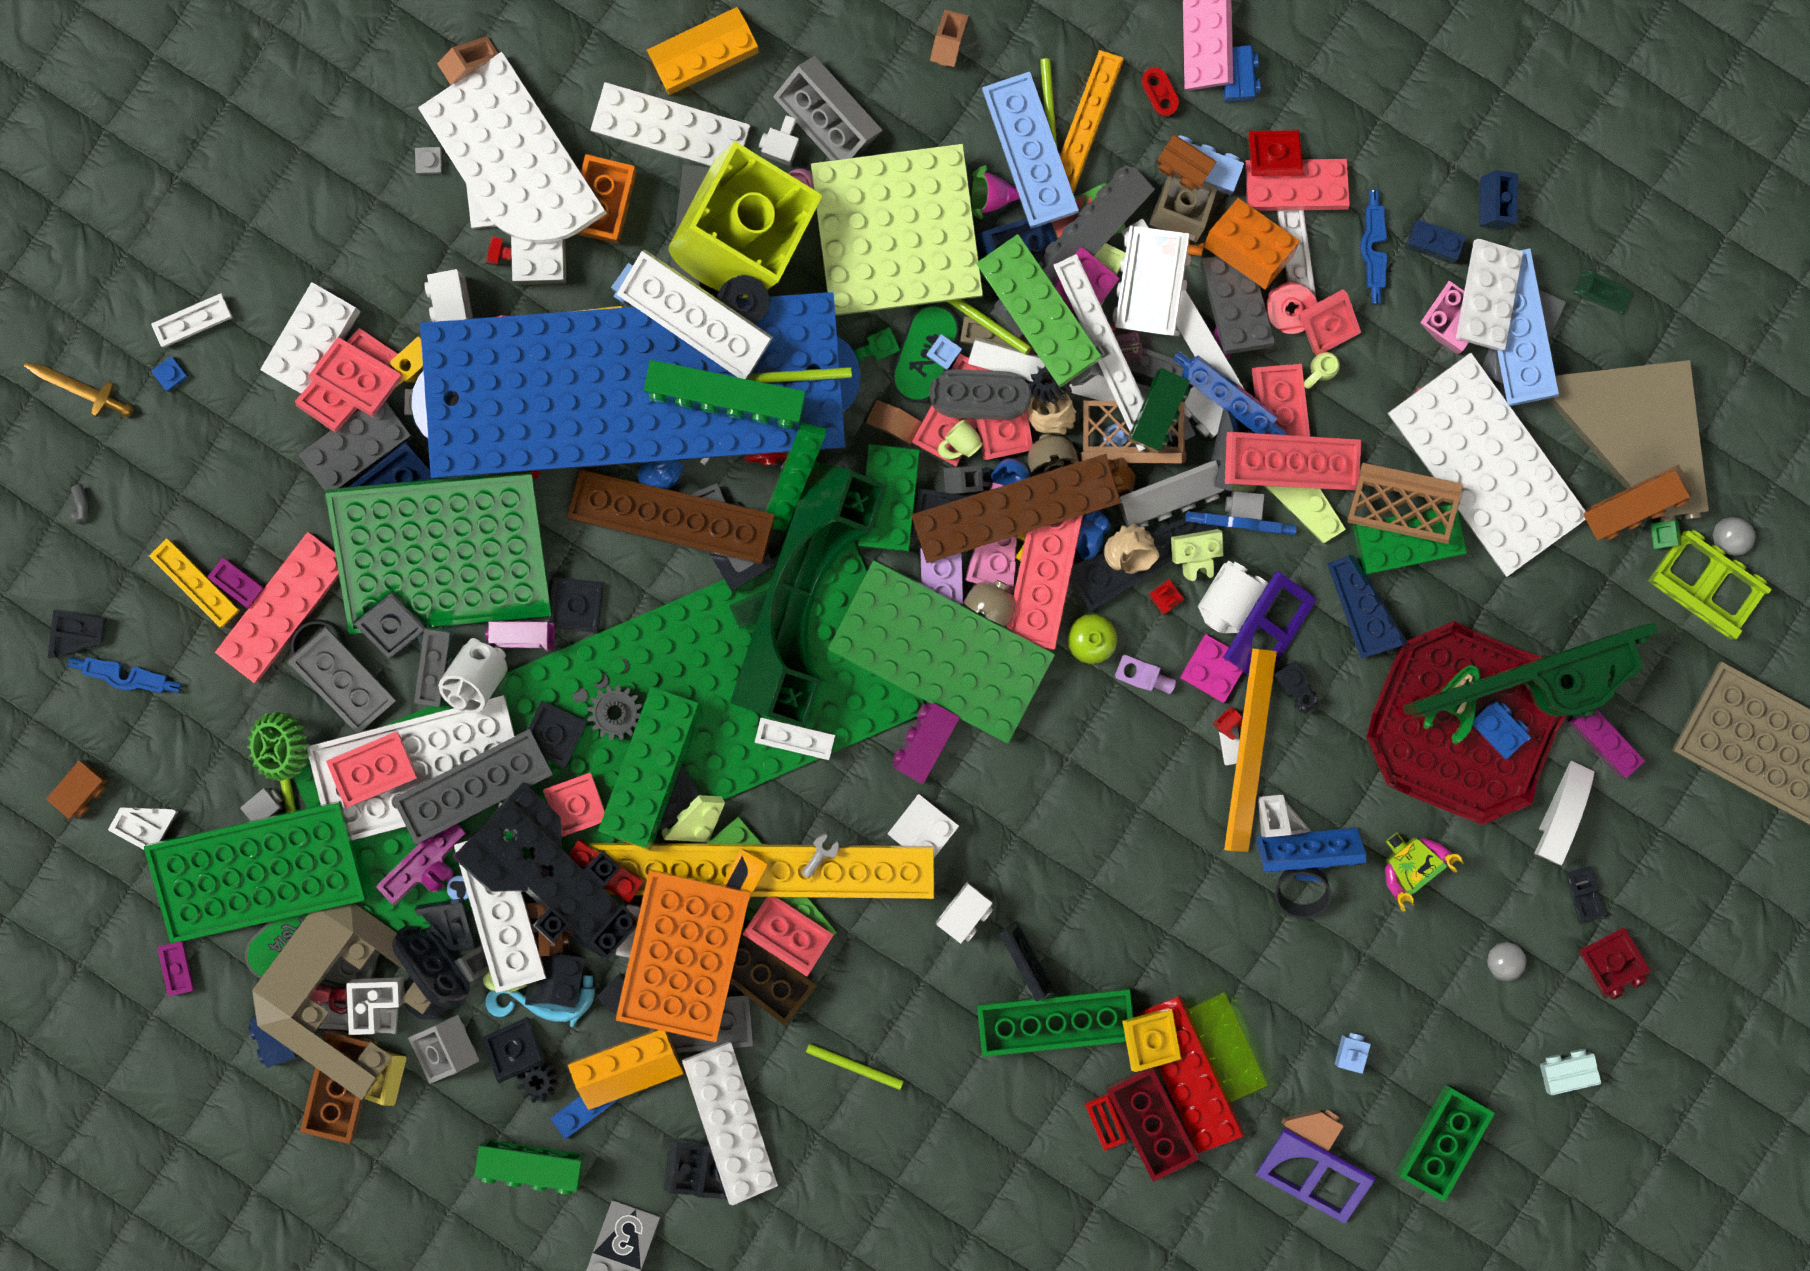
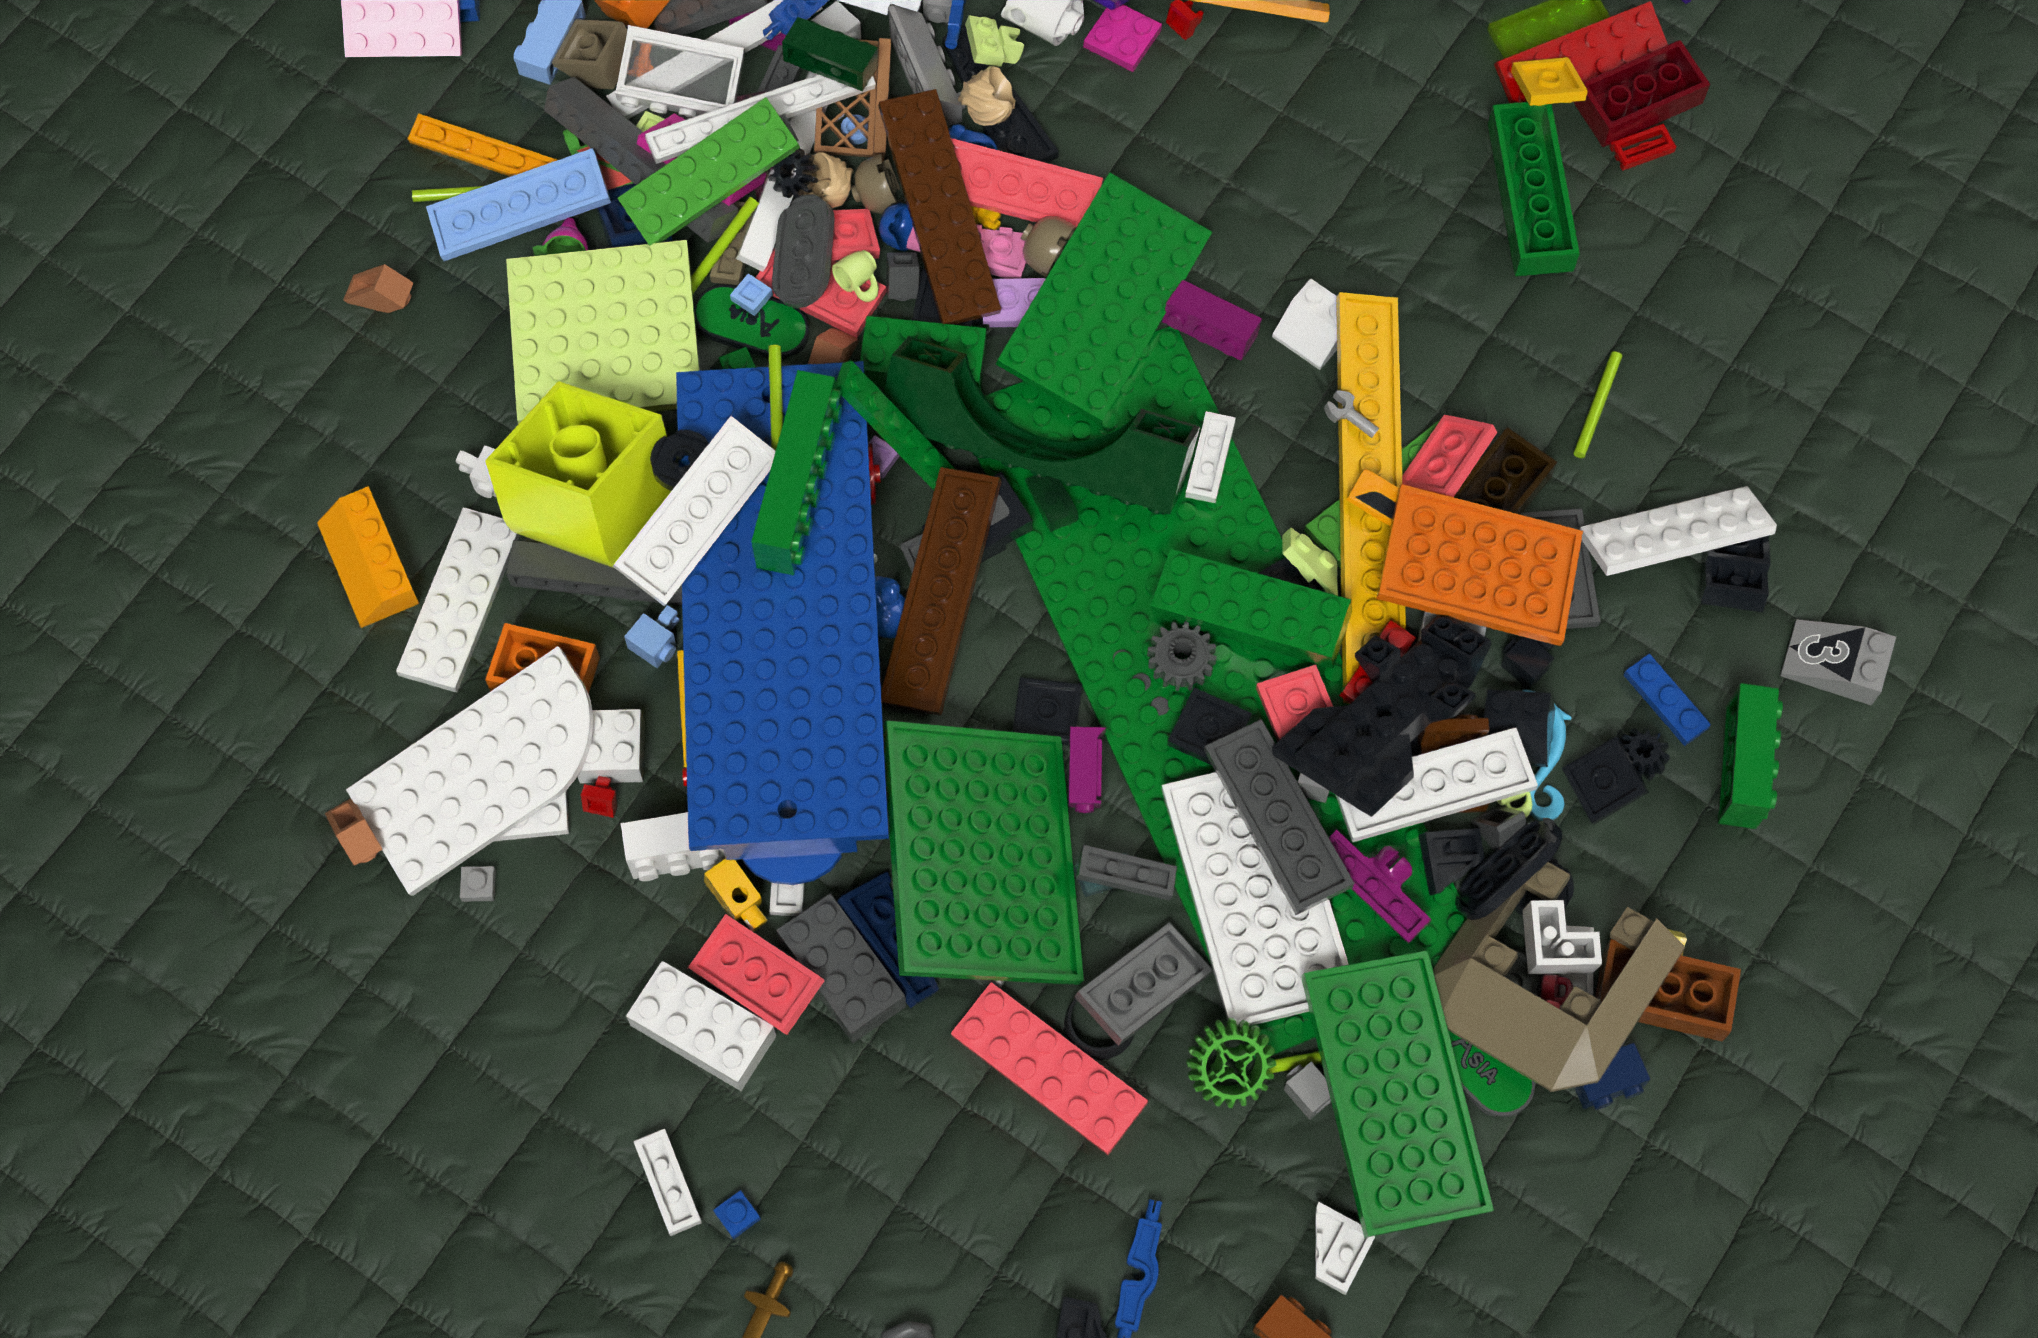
camera: 85 degrees left, 20 degrees down
(176, 968) = (1526, 1205): magenta plate -> none
(194, 583) = (1015, 1179): yellow plate -> none
(235, 582) = (1016, 1125): magenta plate -> none
(355, 377) = (753, 955): coral plate -> none
(371, 769) = (1259, 939): coral plate -> none
(390, 624) = (1072, 925): tile -> none
(444, 1049) = (1610, 866): light grey slope -> none
(456, 888) = (1406, 842): tile -> none
(473, 676) = (1139, 815): white cylinder -> none
(625, 1068) = (1617, 645): light orange slope -> none
(827, 111) = (456, 419): light grey slope -> none
(964, 913) = (1411, 276): white brick -> none
(1026, 961) = (1464, 212): black tile -> none
(1092, 639) = (1090, 150): lime cylinder -> none
(1146, 676) = (1131, 99): lavender bracket -> none
(1160, 92) = (461, 78): red plate -> none
(1166, 596) = (1041, 81): red tile -> none
(1185, 163) = (546, 39): dark orange brick -> none
(1230, 747) = (1214, 22): white sticker -> none

